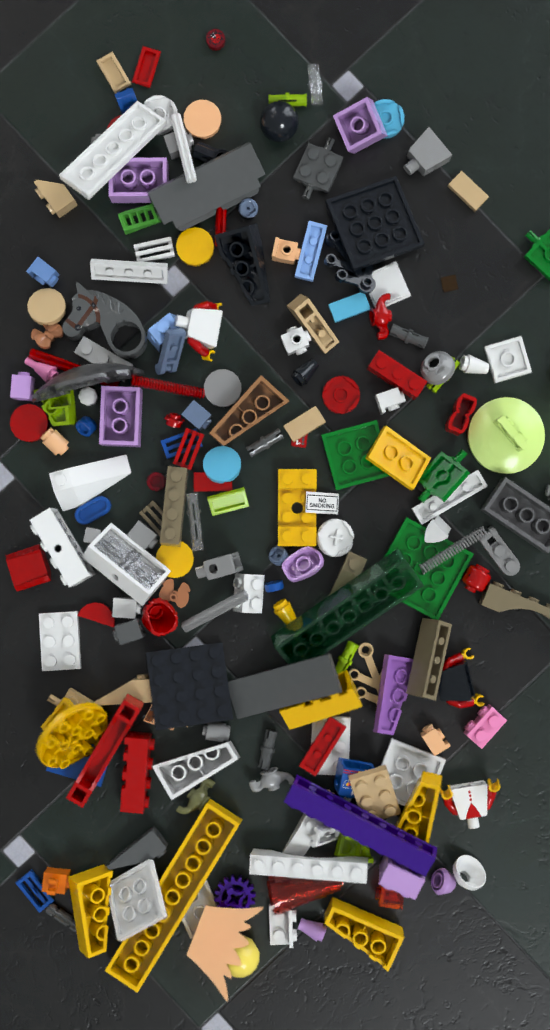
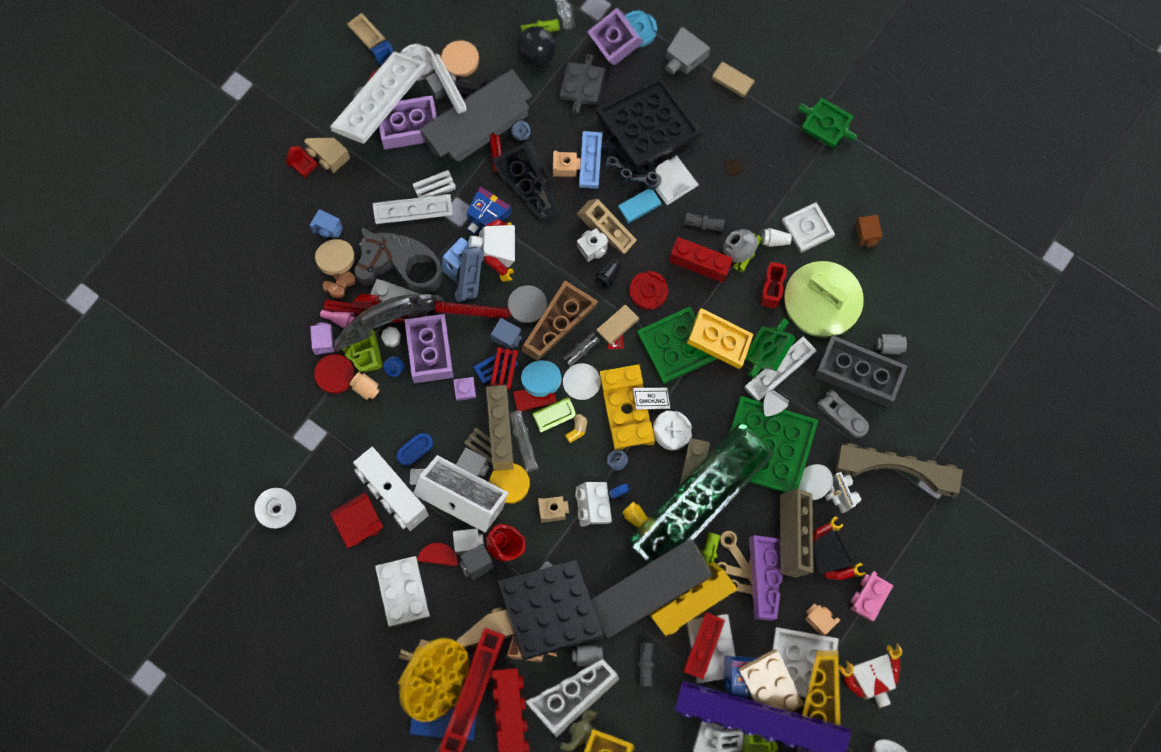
camera: 15 degrees left, 15 degrees down
(29, 200) = (300, 161): none -> red tile
(69, 358) = (365, 301): none -> red tile
(84, 482) = (403, 420): white wedge -> none
(137, 211) = (411, 167): bright green slope -> none
(146, 66) = (397, 21): red tile -> none
(148, 460) = (464, 388): none -> lavender plate
(156, 481) = (476, 409): dark red tile -> none
(174, 420) = (484, 343): red plate -> none
(180, 597) = (522, 521): nougat piece -> none
(195, 246) = (473, 174): yellow tile -> none
(199, 287) = (486, 209): none -> blue torso
(202, 588) = (547, 514): none -> tan brick
(215, 611) = (562, 526): light grey axle -> none
(226, 565) = (567, 479): light grey torso -> none
(248, 520) = (579, 429): none -> arm
(260, 472) = (581, 381): none -> white sticker
(270, 779) = (656, 697): light grey piece -> none
(302, 564) = (644, 462): lavender piece -> none
(381, 316) = (673, 207): red piece -> none
(389, 400) = (698, 285): white brick -> none
(457, 544) = (797, 419): light grey piece -> none
(458, 611) = (816, 480): none -> white sticker
(476, 578) = (827, 444): red head -> none
(478, 626) = (840, 493): none -> white hips

